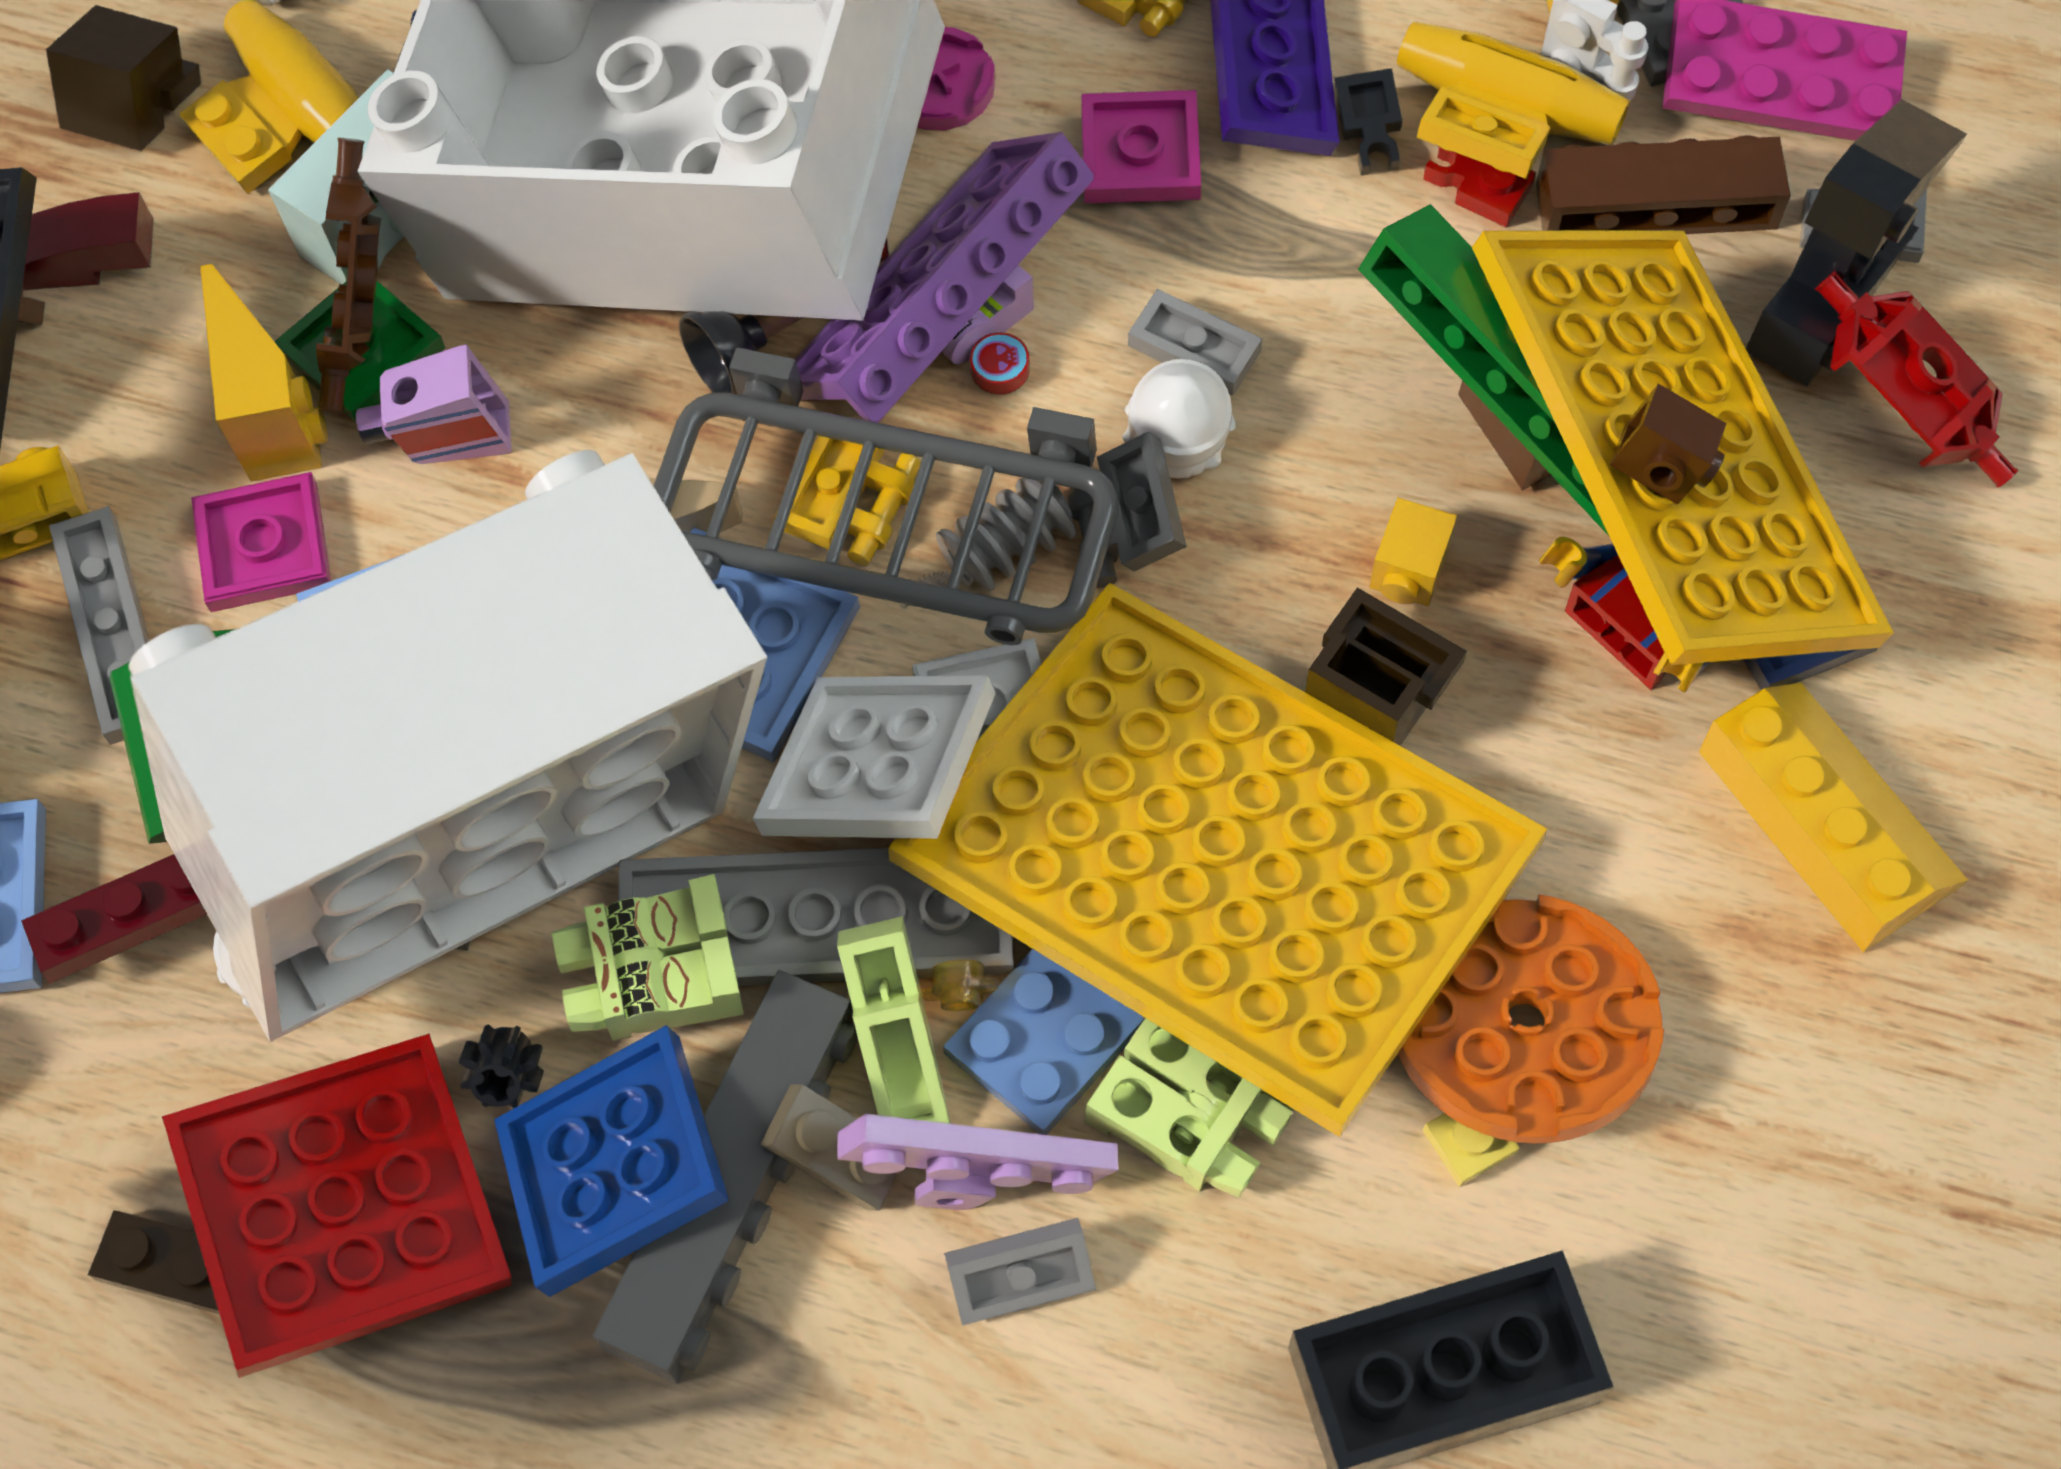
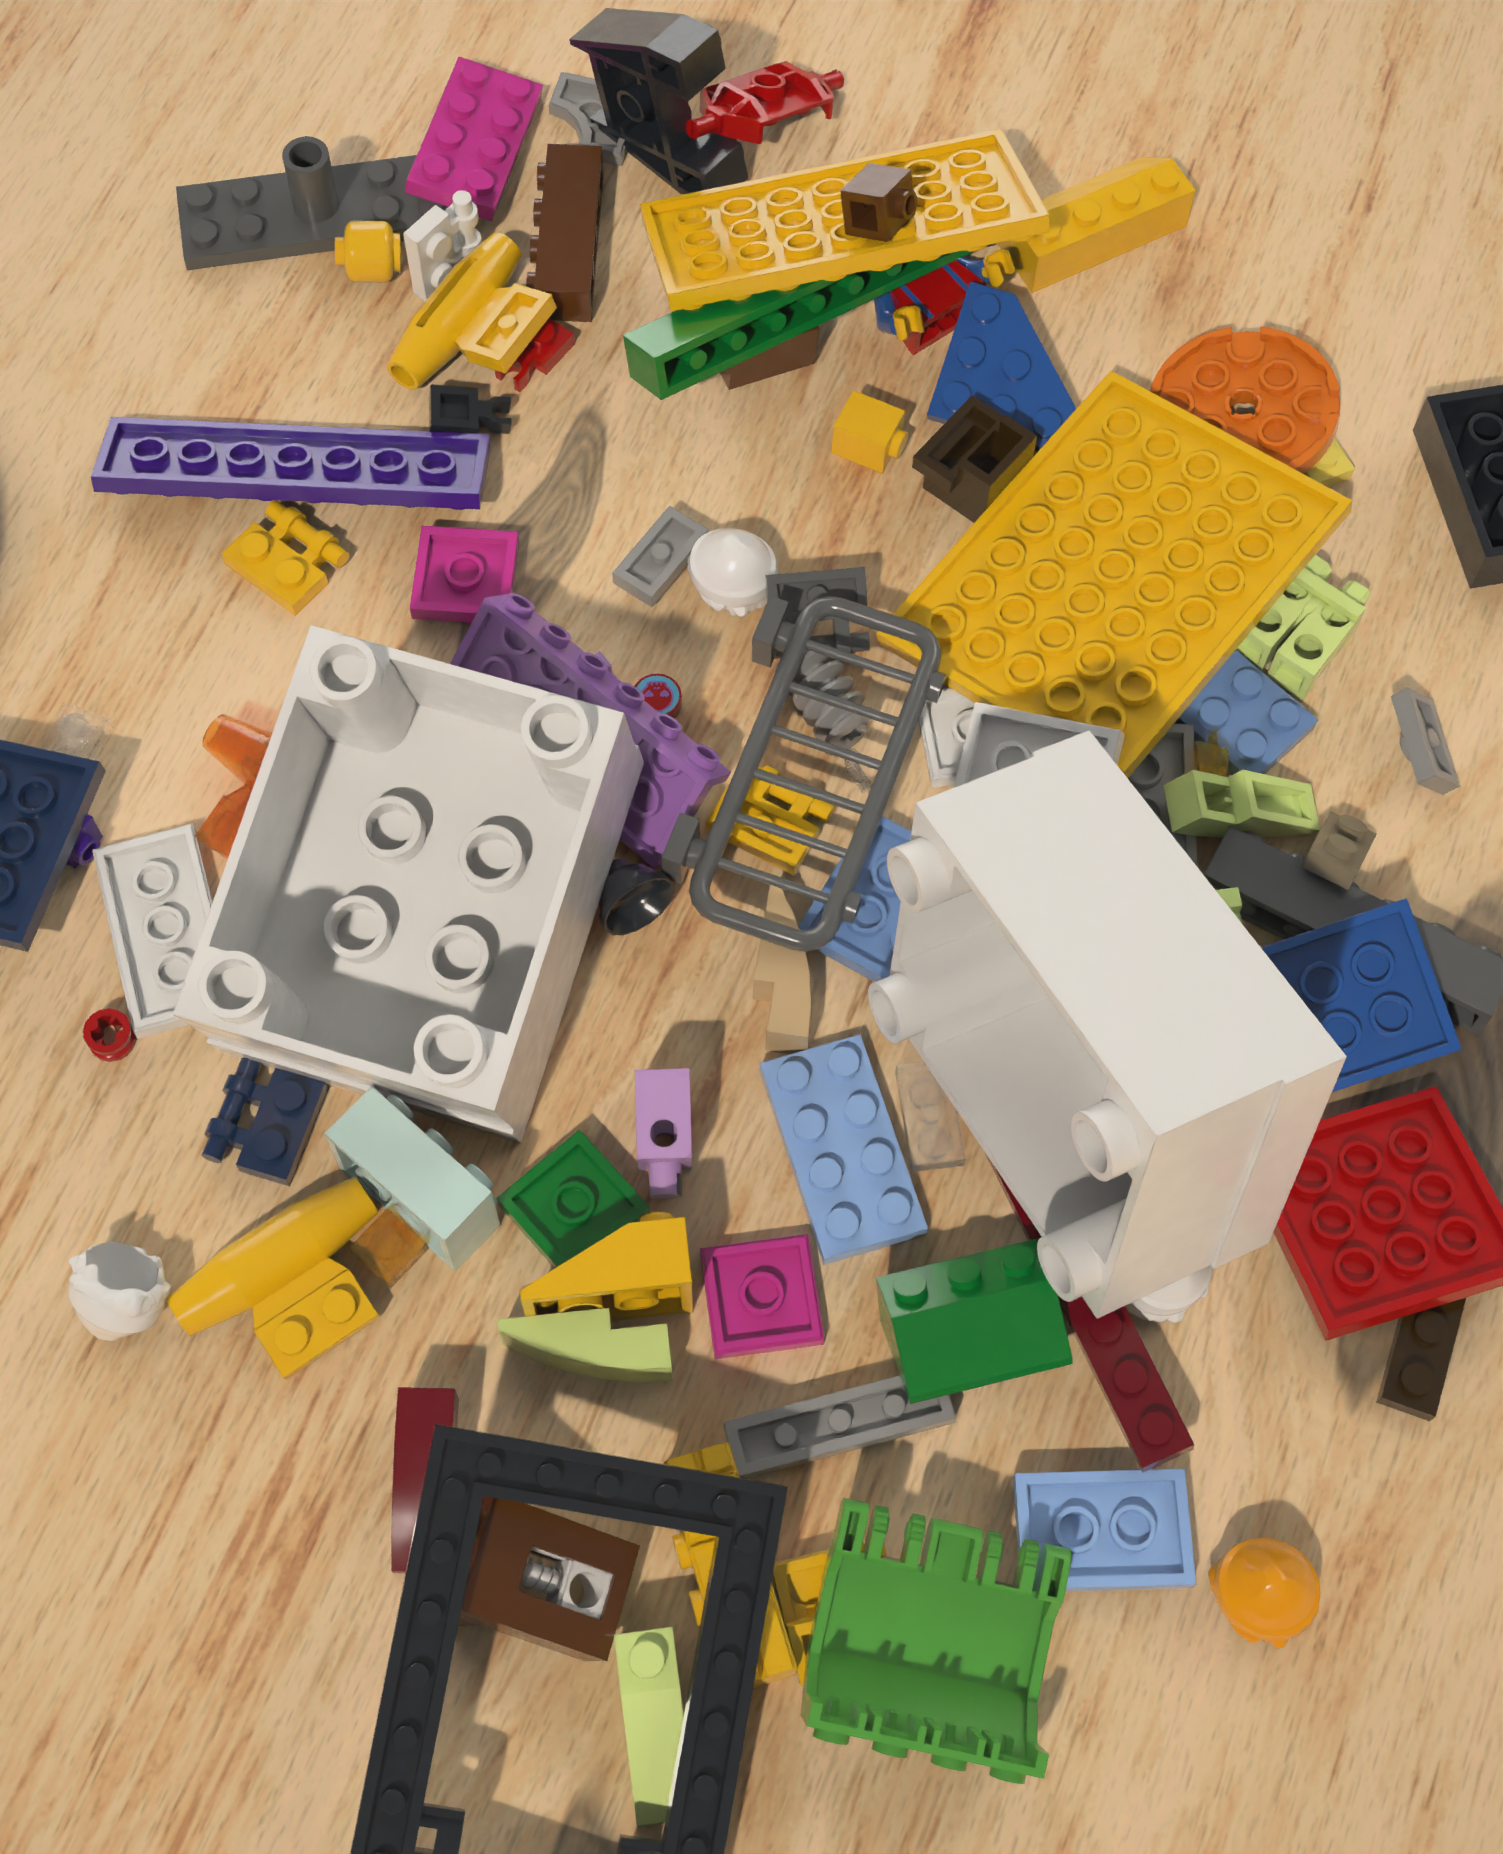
camera: 90 degrees left, 0 degrees up
(117, 76) = (237, 1428): dark brown plate -> none
(185, 395) = (589, 1346): none -> yellowish green slope
(358, 251) = (555, 1162): reddish brown plate -> none
(970, 1161) = (1361, 753): lavender plate -> none
(1531, 697) = (1001, 364): none -> blue plate

